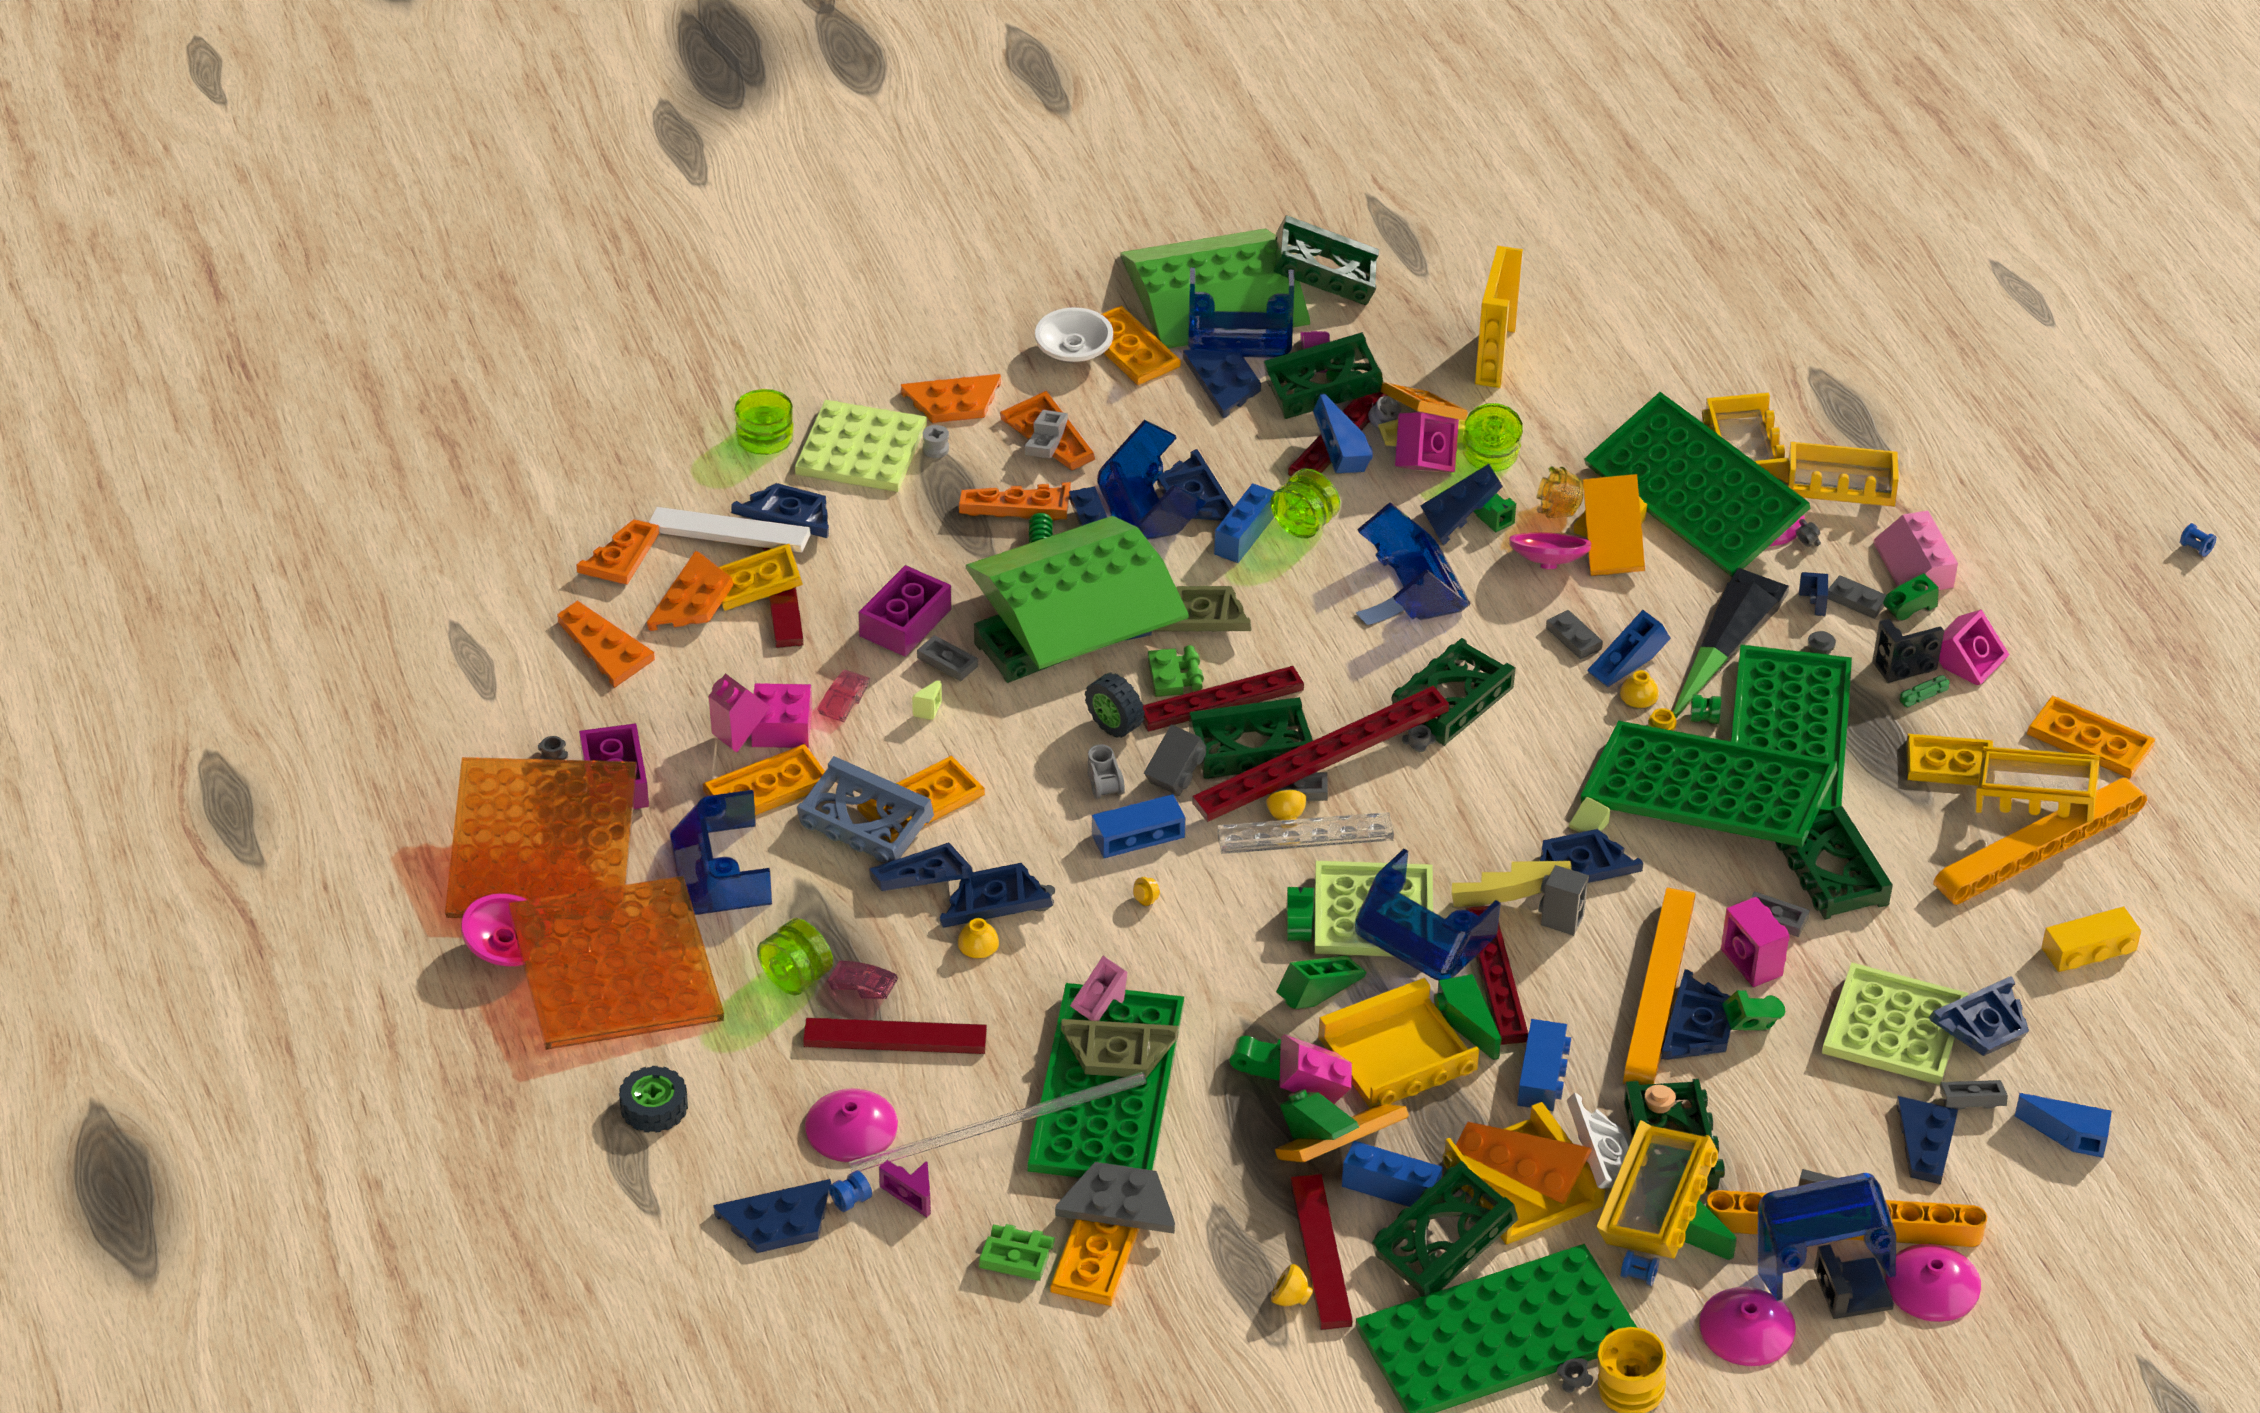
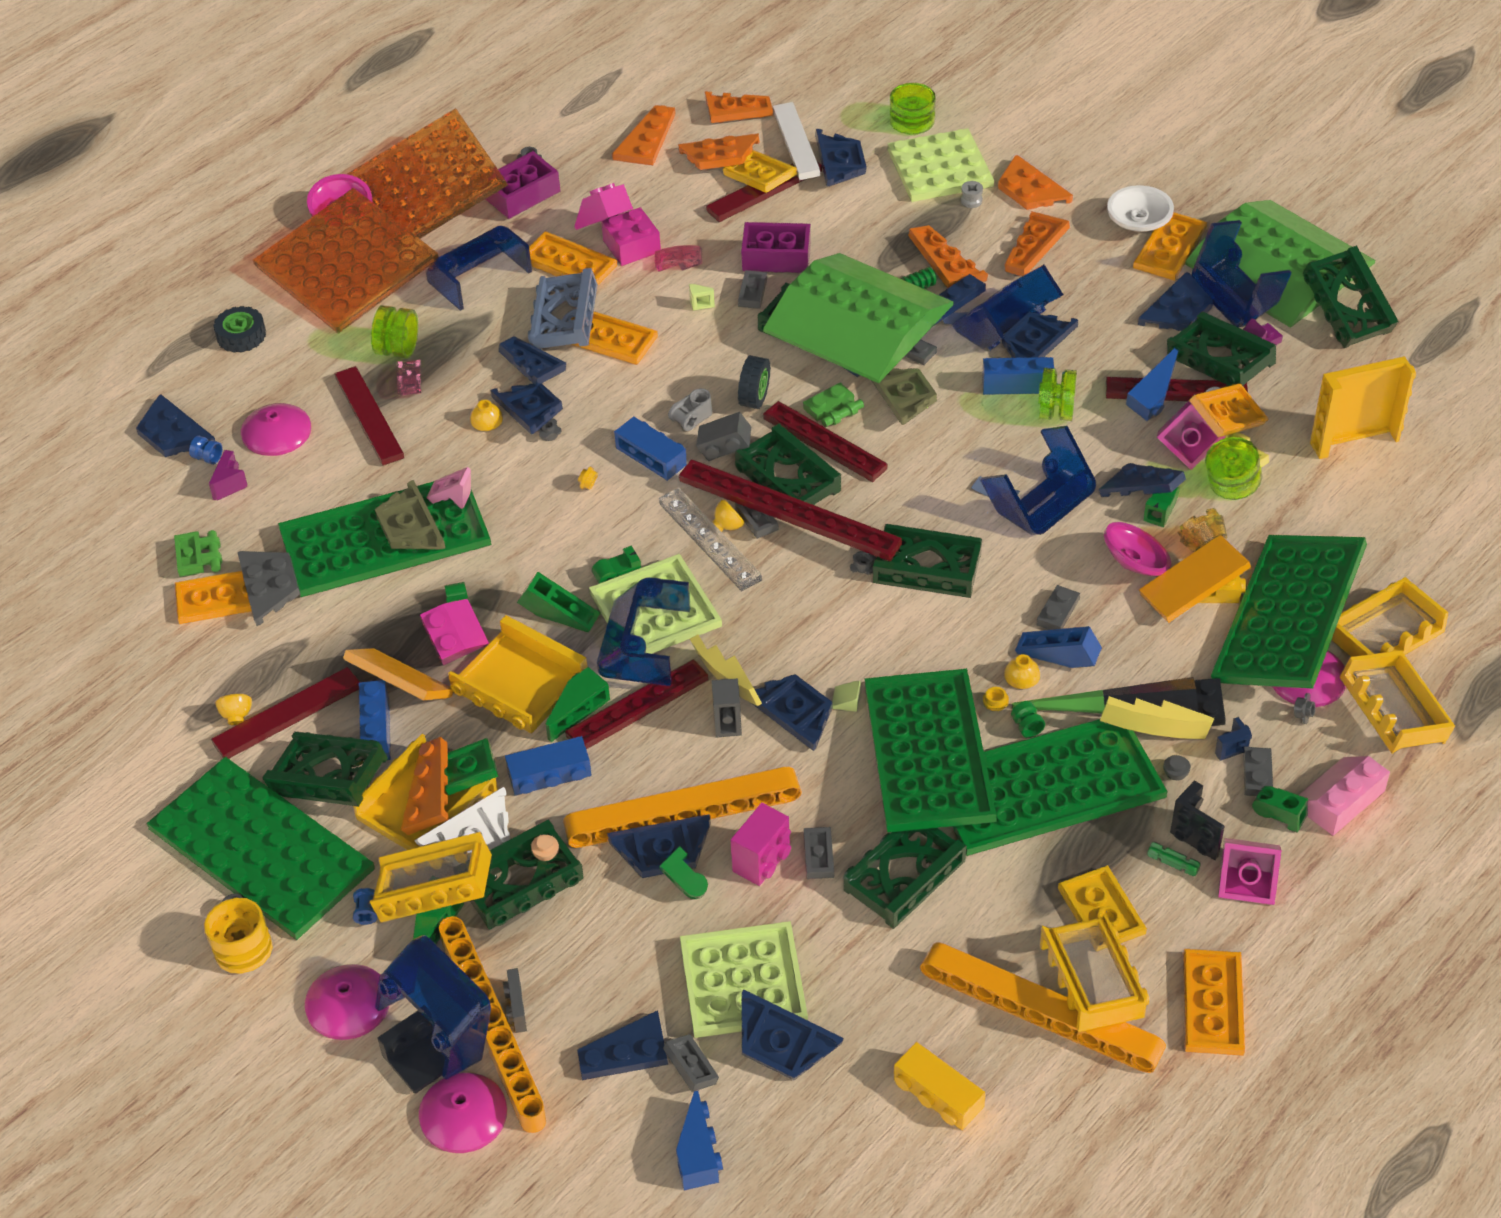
camera: 65 degrees right, 5 degrees up
(998, 1122) = (308, 494): clear piece -> none
(1047, 434) = (1027, 237): light grey slope -> none
(1315, 1117) = (395, 650): green slope -> none
(1517, 1110) = (470, 766): none -> green tile
(1768, 625) = (1166, 721): none -> light yellow slope

